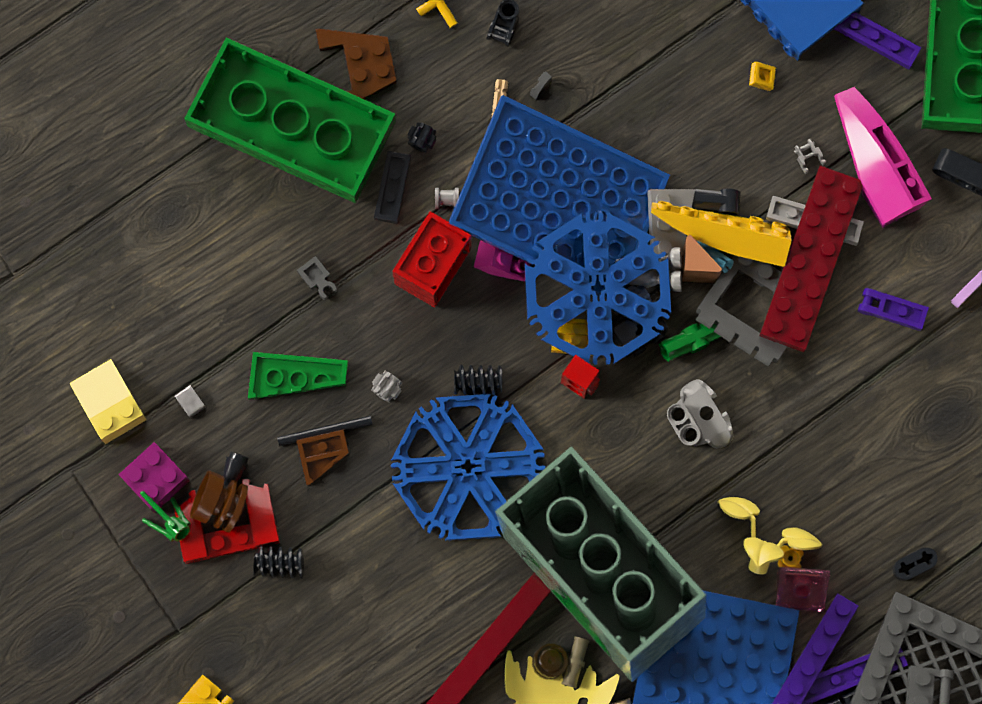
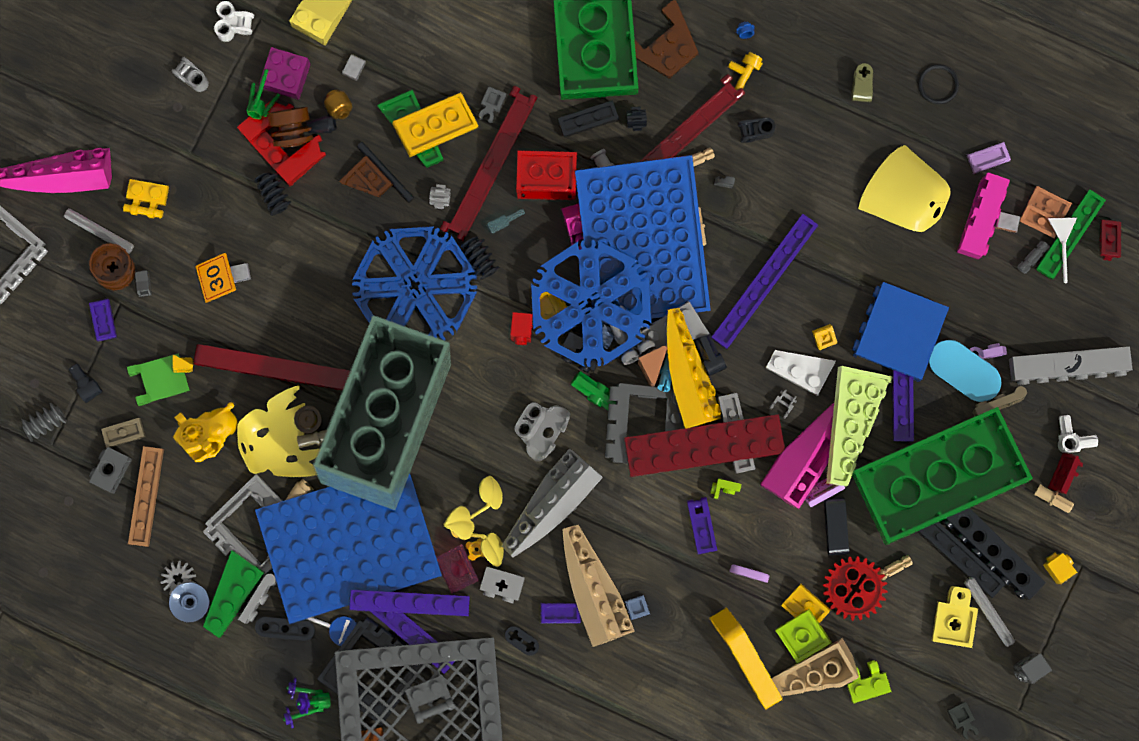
camera: 60 degrees right, 5 degrees up
(63, 502) = (237, 22): none -> white piece
(89, 582) = (189, 73): none -> light grey piece
(222, 439) = (338, 104): none -> pearl gold head
(305, 348) = (435, 124): none -> yellow tile
(336, 676) = (215, 277): none -> light orange piece
(344, 650) = (240, 272): none -> flat silver piece
(383, 315) = (491, 165): none -> dark red piece
(451, 335) = (503, 221): none -> clear light blue axle
(462, 82) = (697, 122): none -> dark red piece
(670, 104) = (764, 281): none -> dark purple plate
(783, 119) = (801, 370): none -> white wing
(783, 449) = (552, 502): none -> light grey wedge
(852, 539) = (513, 581): none -> light grey brick
(865, 91) = (854, 414): none -> yellowish green wing
(867, 259) = (728, 486): none -> lime bracket
(904, 458) = (594, 591): none -> tan wedge
(907, 506) = (560, 613): none -> dark purple plate
(924, 162) = (821, 492): none -> lavender tile
(943, 424) = (637, 607): none -> sand blue tile

